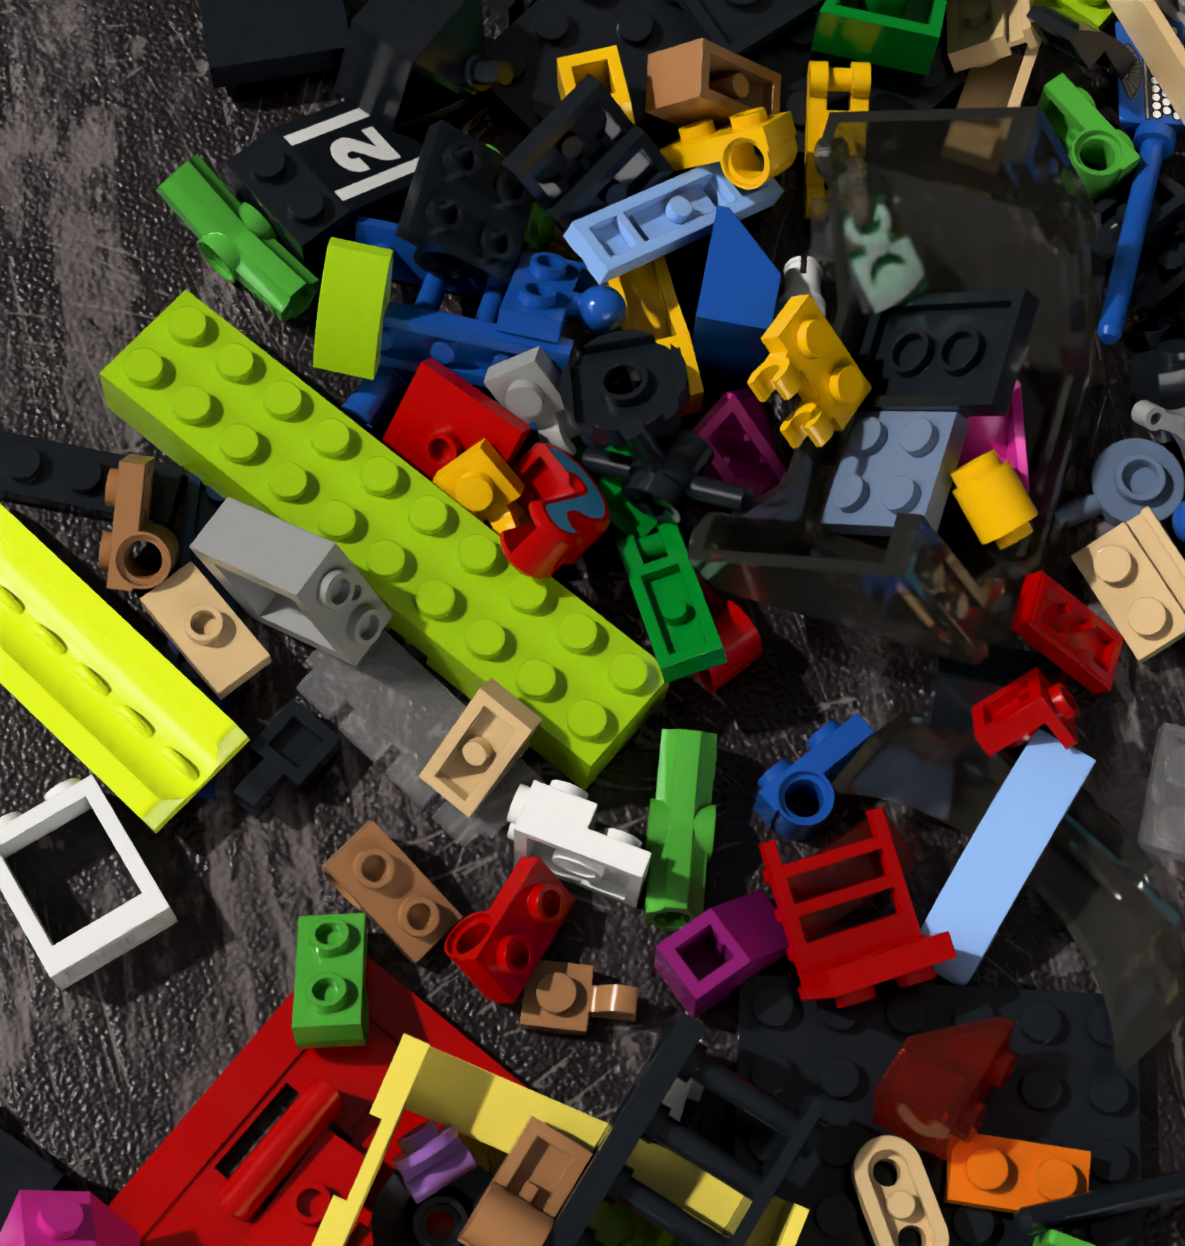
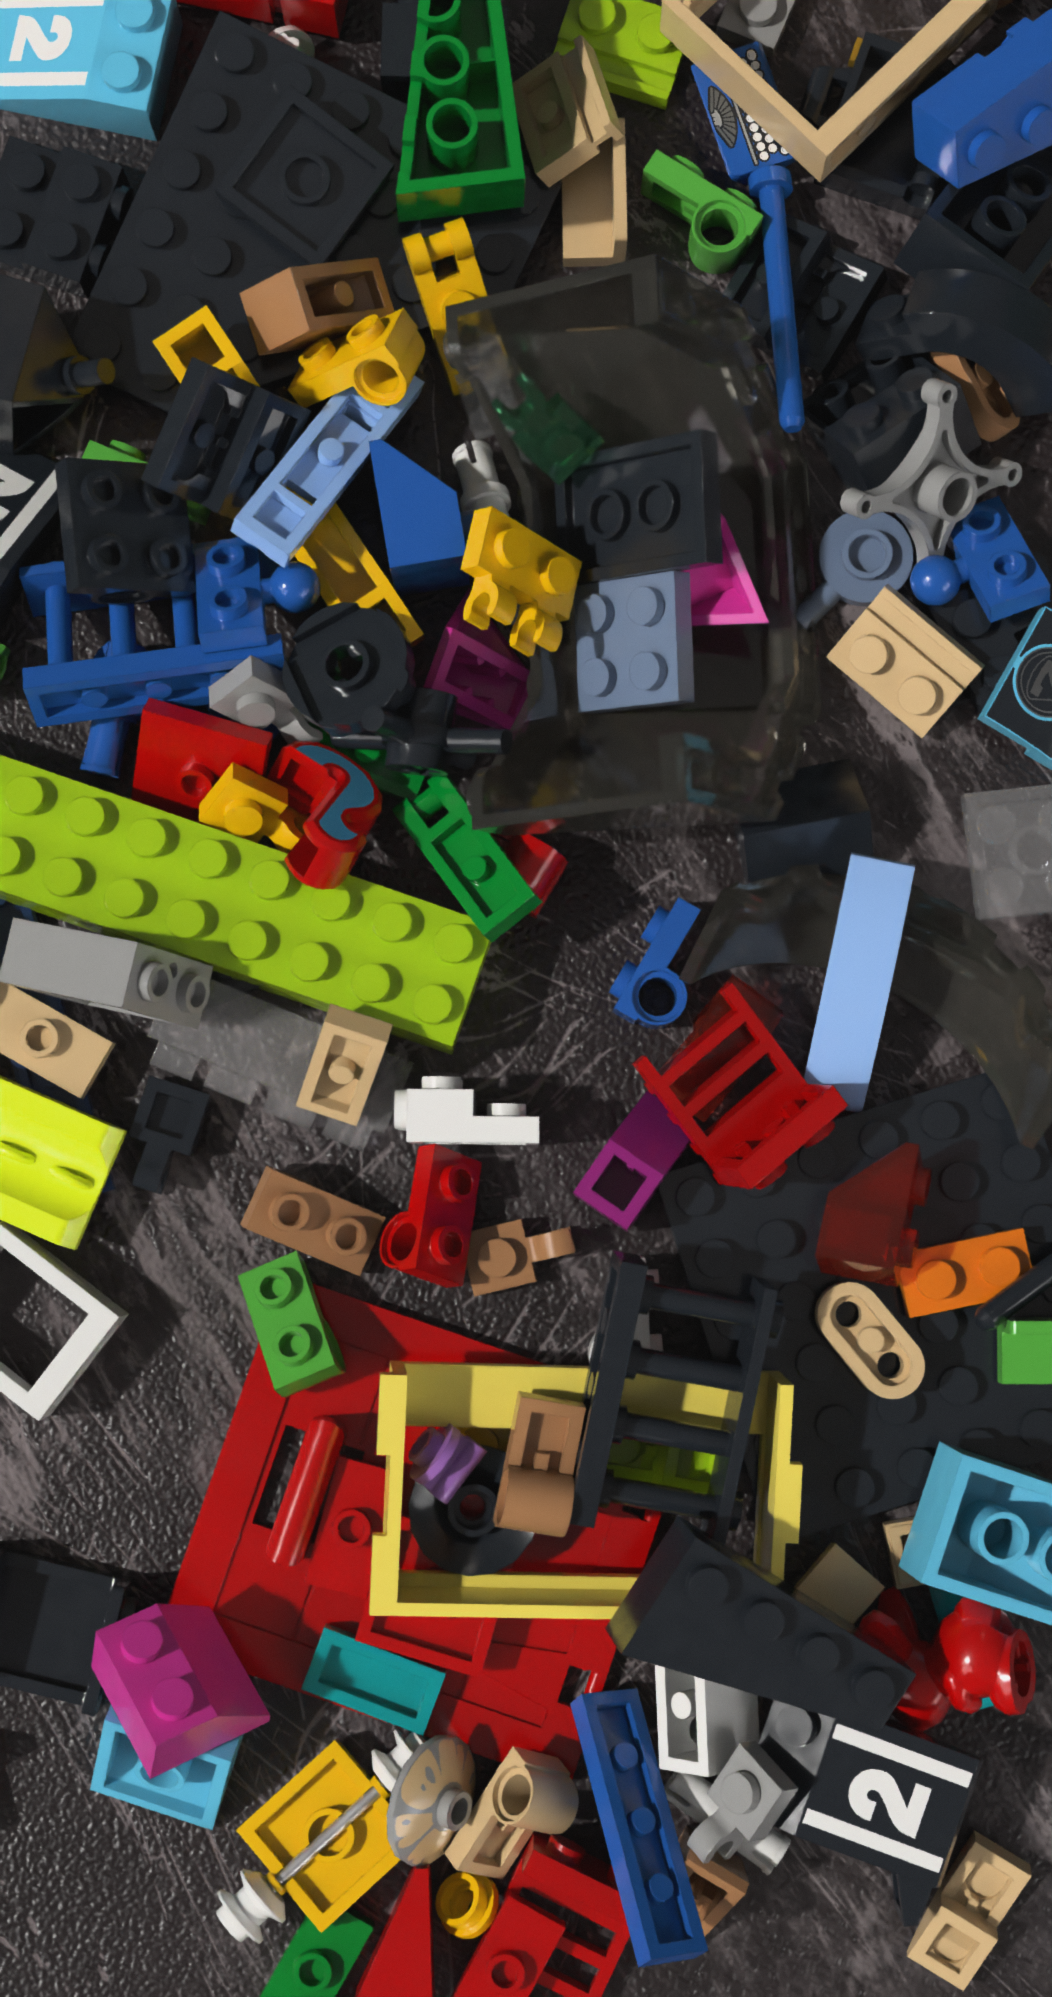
camera: 15 degrees left, 15 degrees up
(352, 308) = (55, 683): lime slope -> none
(680, 828) = (554, 1063): bright green piece -> none
(994, 500) = (737, 645): yellow brick -> none
(1019, 710) = (832, 842): red bracket -> none
(1067, 632) = (847, 741): red plate -> none
(1080, 40) = (663, 110): black slope -> none

